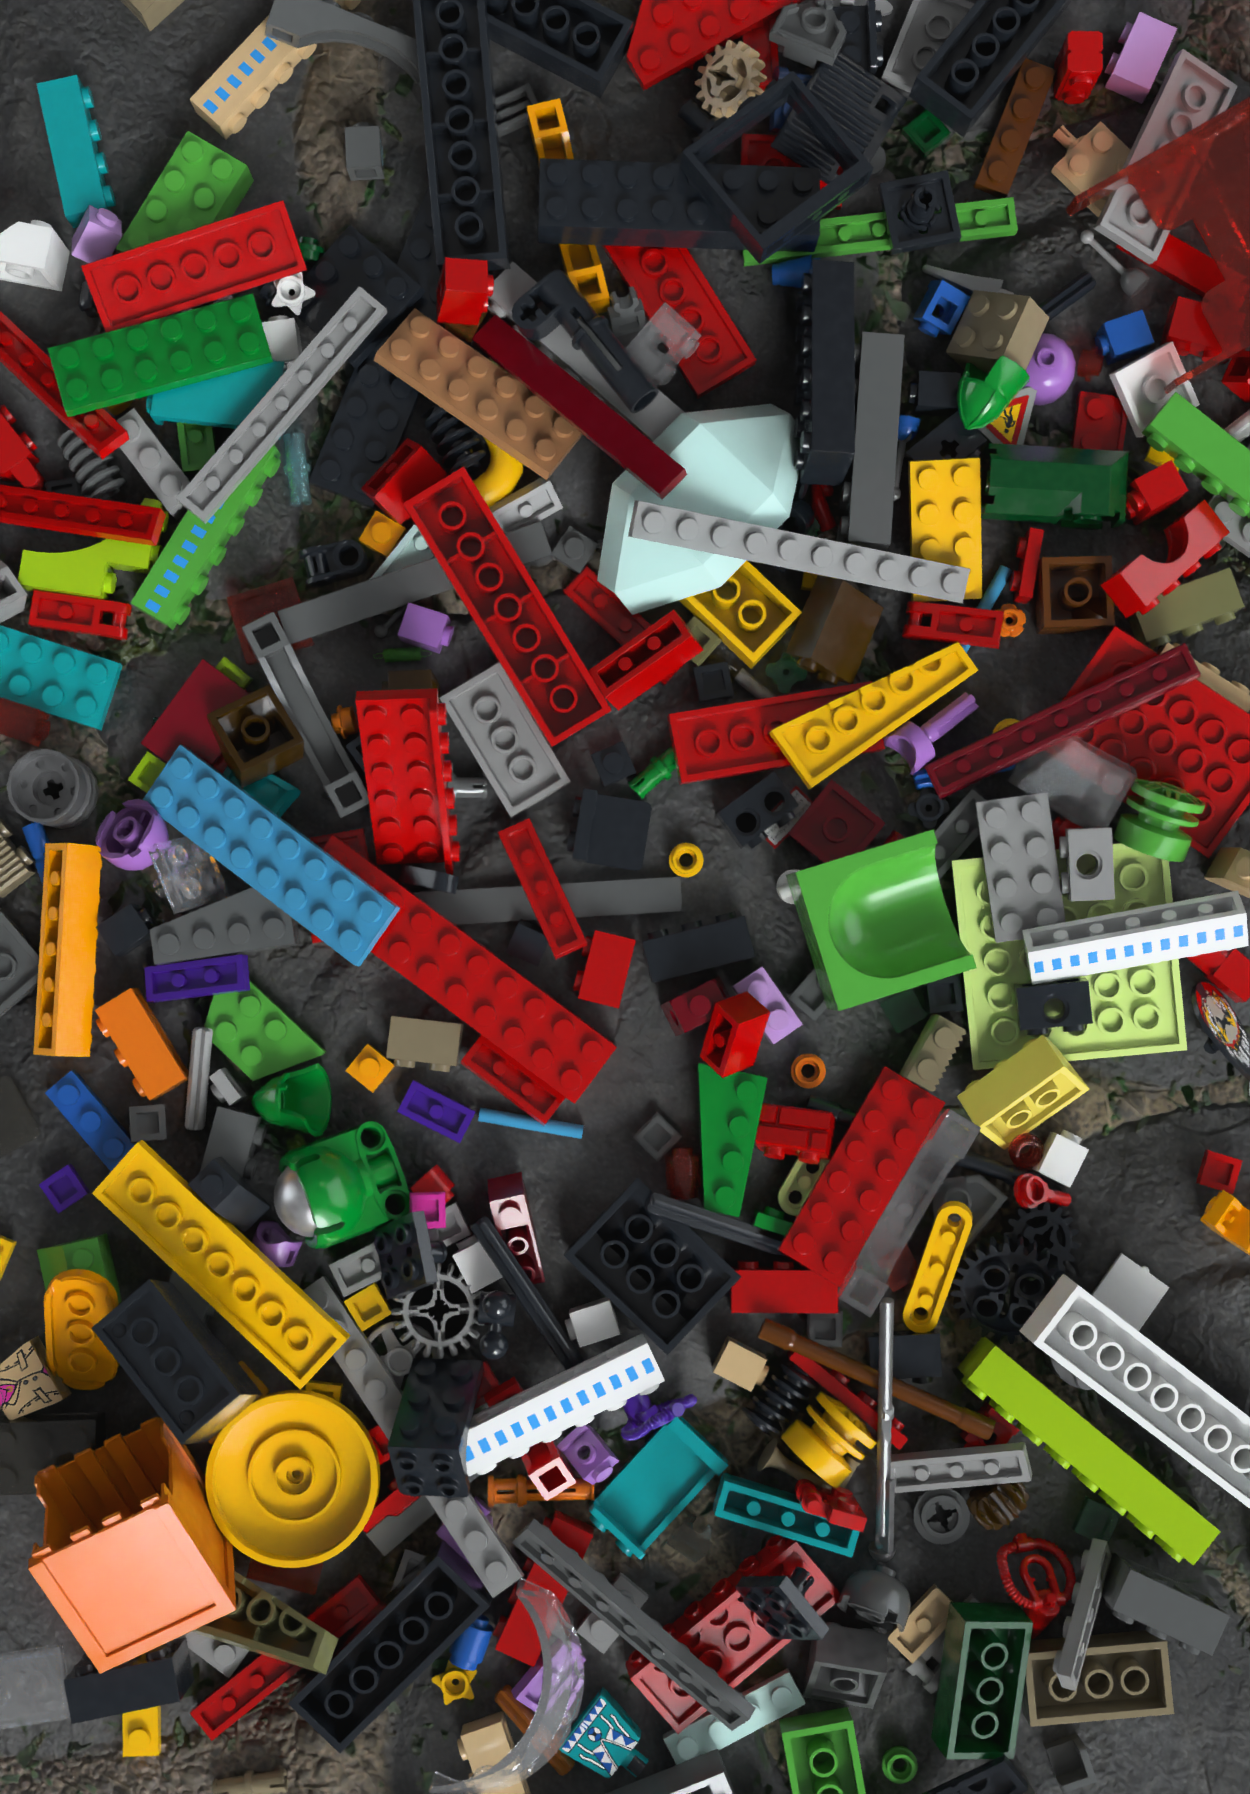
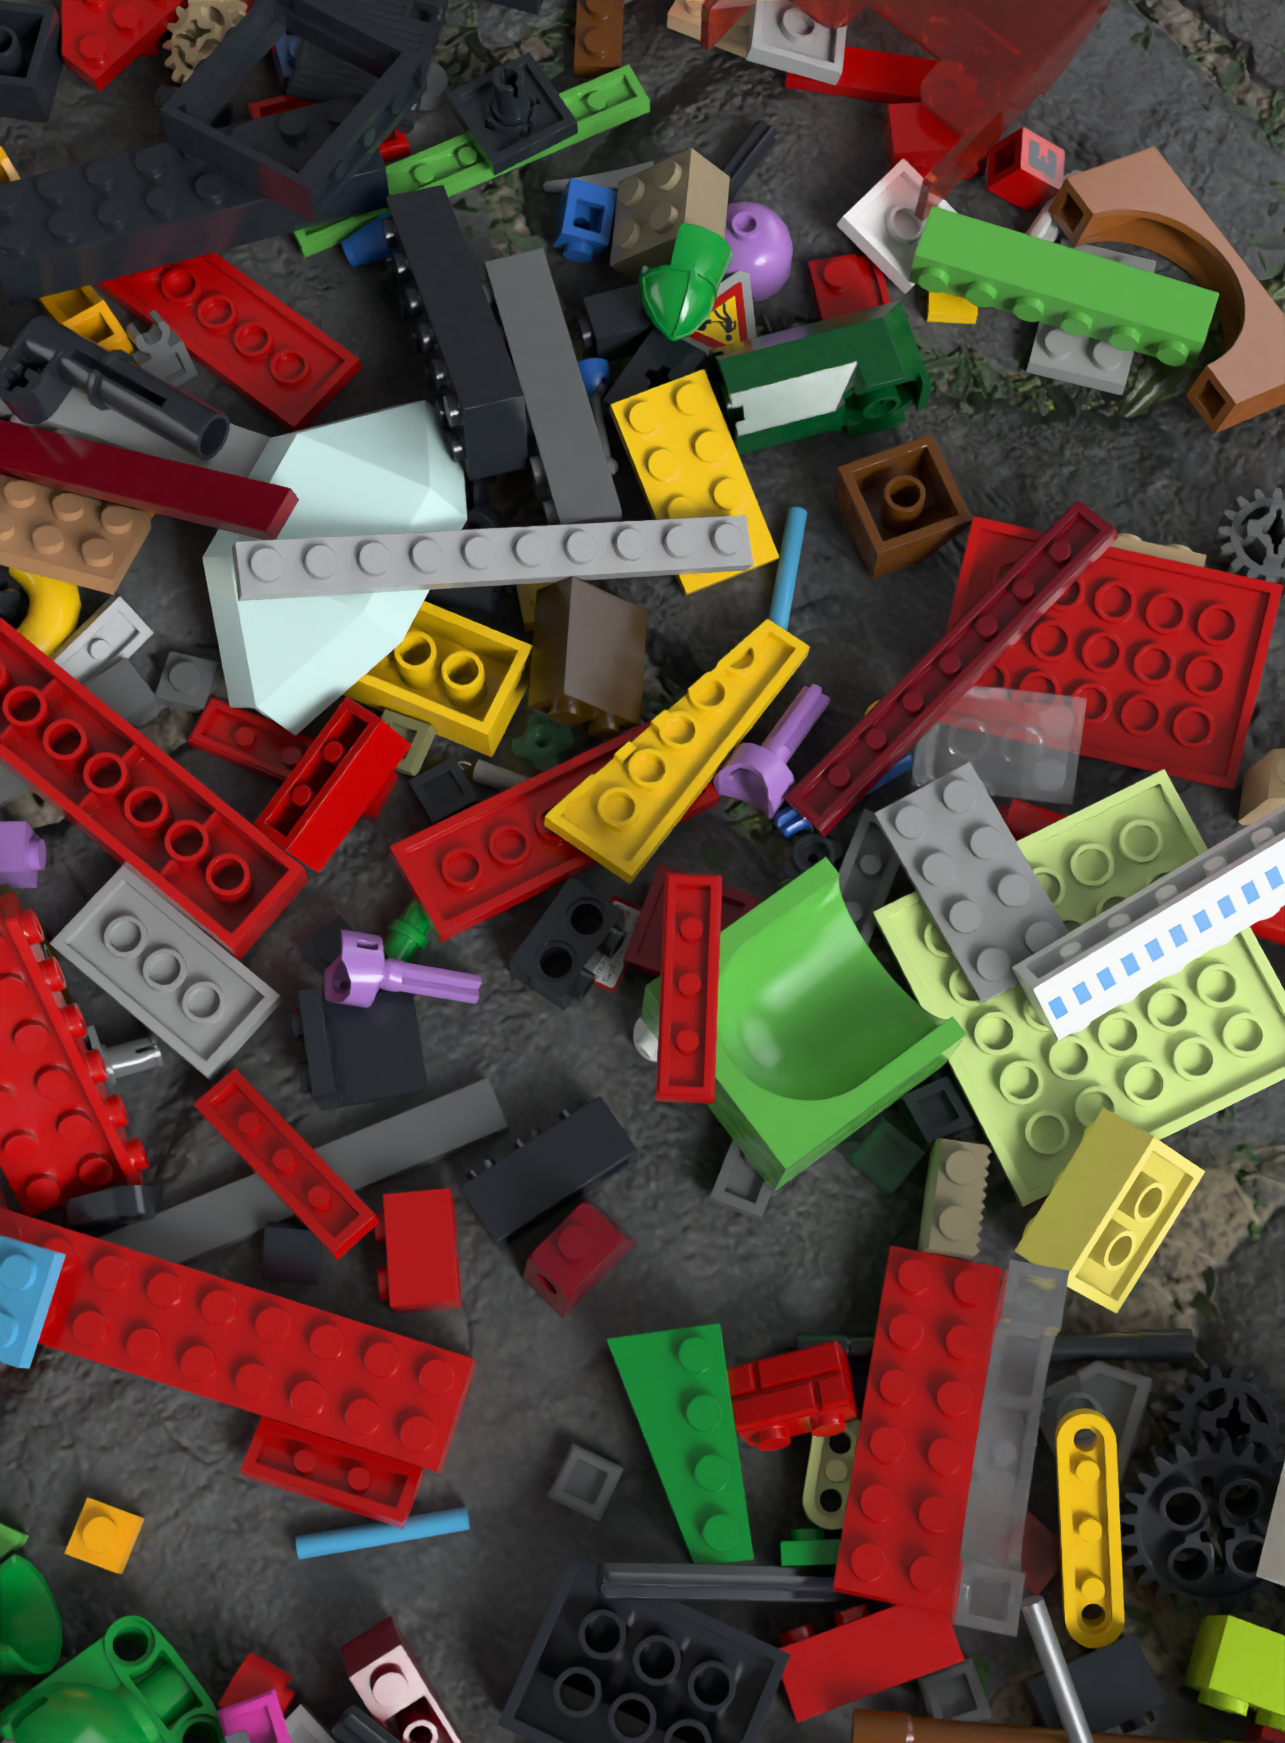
camera: 15 degrees left, 15 degrees down
(424, 1041) = (175, 1462): dark tan brick -> none
(436, 1111) = (227, 1566): dark purple plate -> none
(630, 788) = (364, 970): none -> medium lavender piece
(671, 330) = (225, 367): clear brick -> none
(683, 1173) = (644, 1523): clear red brick -> none
(694, 852) = (482, 1037): yellow plate -> none
(734, 1034) = (645, 1272): red brick -> none
(782, 1017) = (680, 1218): lavender brick -> none
(819, 1070) = (779, 1280): orange plate -> none
(821, 509) = (506, 499): red arm -> none
(821, 883) = (689, 988): none -> red tile
(925, 133) = (488, 32): dark green tile -> none
(954, 624) = (752, 598): red plate -> none
(1018, 619) = (824, 587): orange plate -> none
(1023, 580) = (826, 512): red plate -> none
(1030, 1158) = (1164, 1304): clear red plate -> none
(1032, 998) = (1126, 1038): black brick -> none
(1032, 1191) = (1185, 1355): red plate -> none
(1062, 1157) = (1206, 1292): white brick -> none
(1090, 364) = (807, 225): clear red plate -> none
(1099, 882) = (1070, 807): light grey brick -> none
(1124, 337) = (838, 179): blue brick -> none
(1132, 279) = (822, 112): hinge -> none
(1154, 492) = (957, 342): red brick -> none
(1160, 815) = (1143, 749): bright green wheel -> none
(1188, 608) = (1060, 471): olive brick -> none
(1189, 539) = (985, 445): arch -> none

